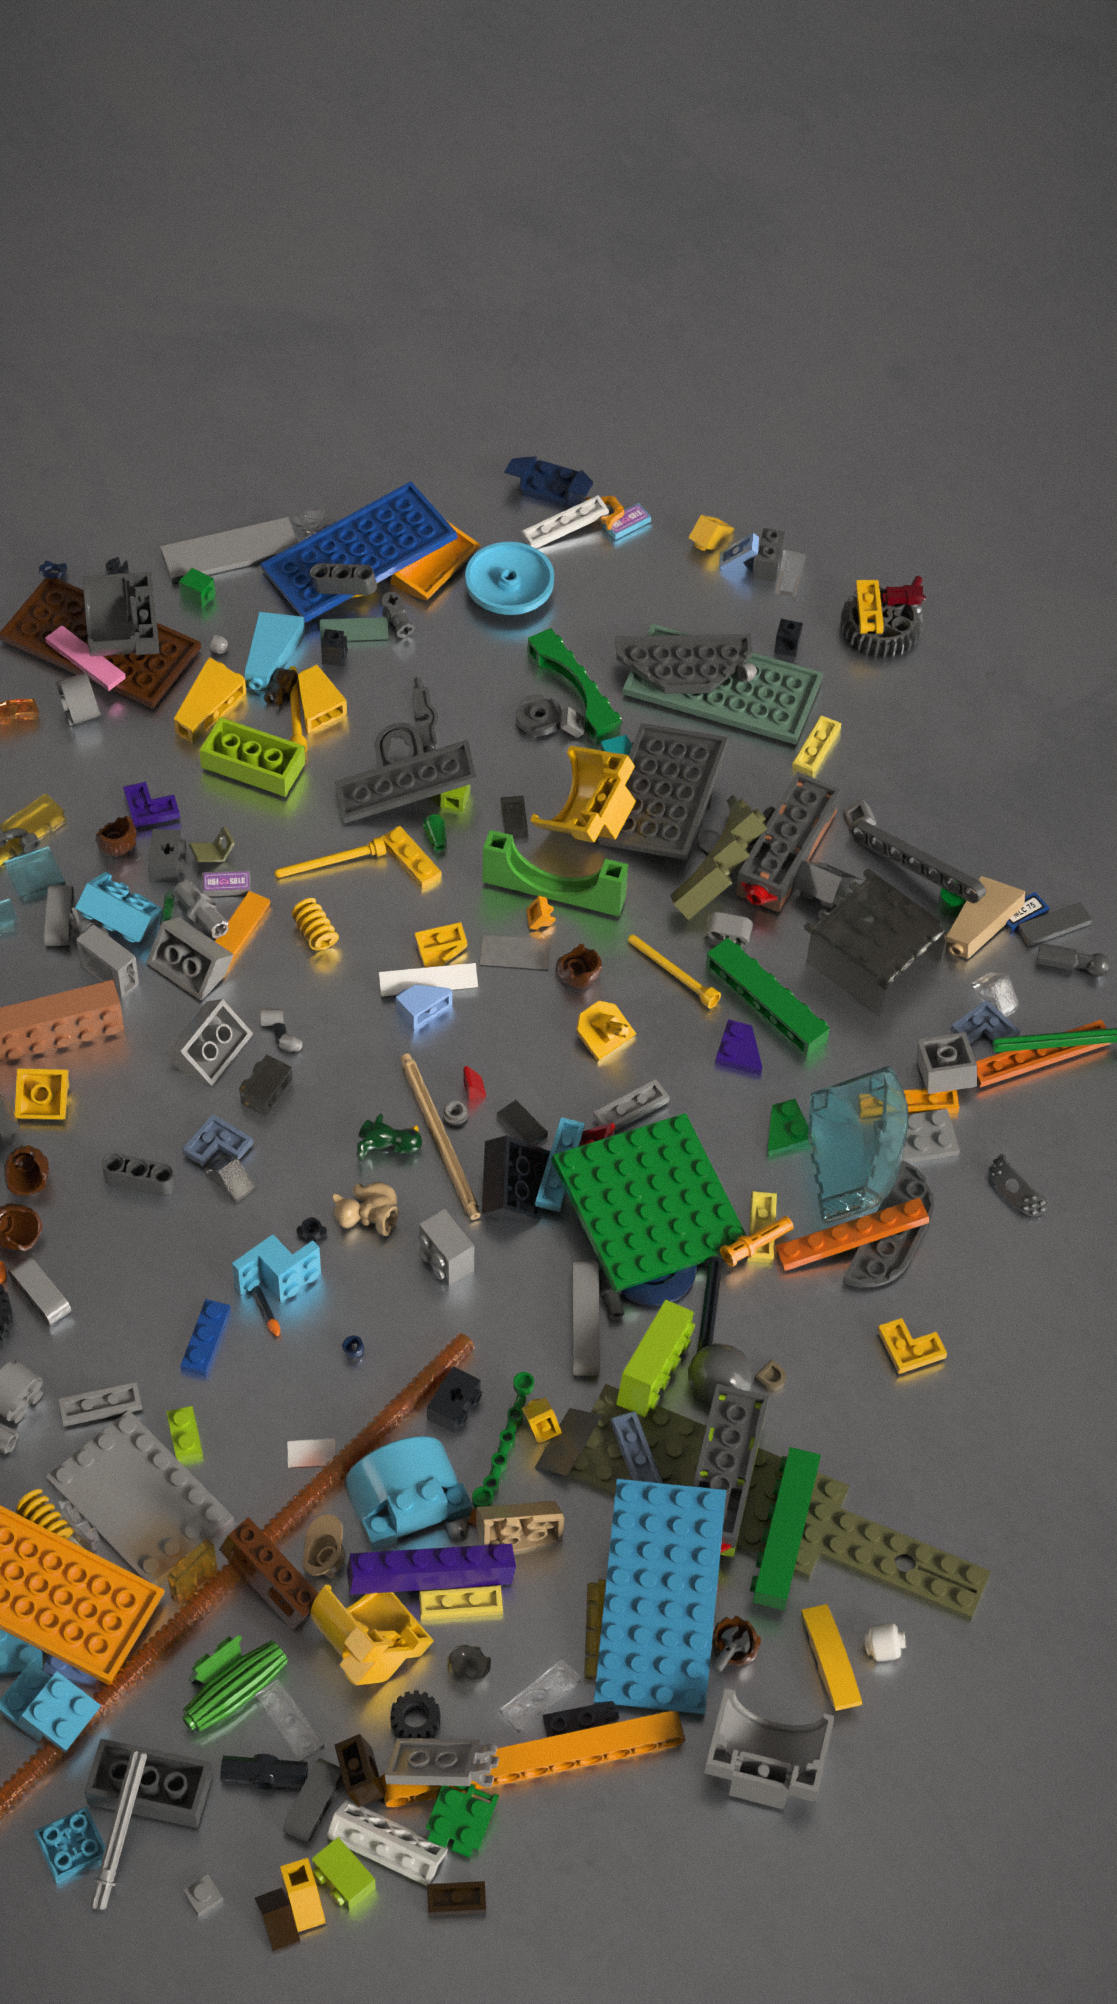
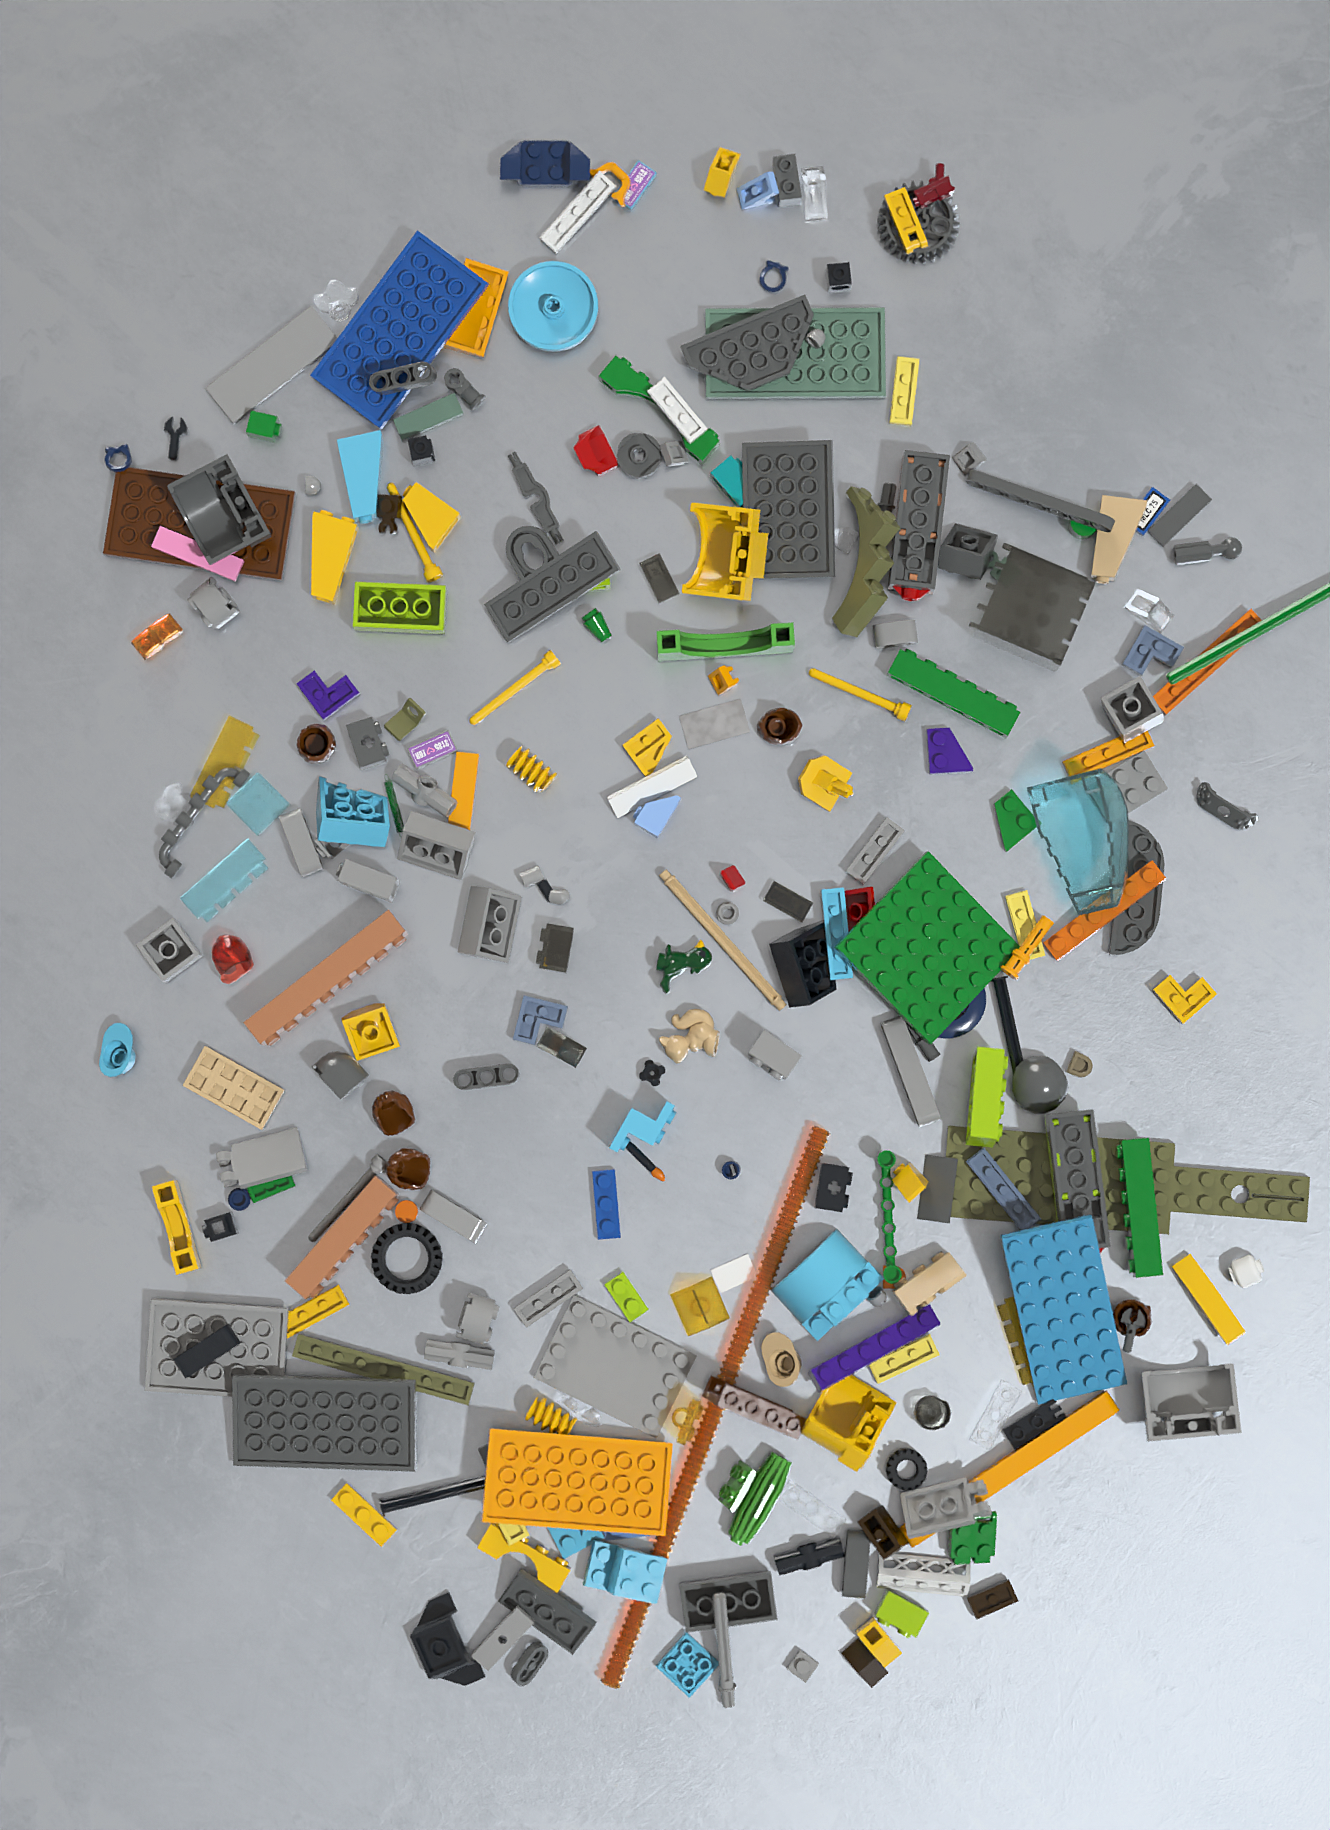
camera: 20 degrees left, 30 degrees up
(259, 1468) = (700, 1306): none -> clear yellow slope
(411, 857) = (583, 657): yellow plate -> none
(499, 701) = (595, 451): none -> red slope
(590, 683) = (677, 410): none -> white tile
(739, 620) = (782, 270): none -> dark blue piece

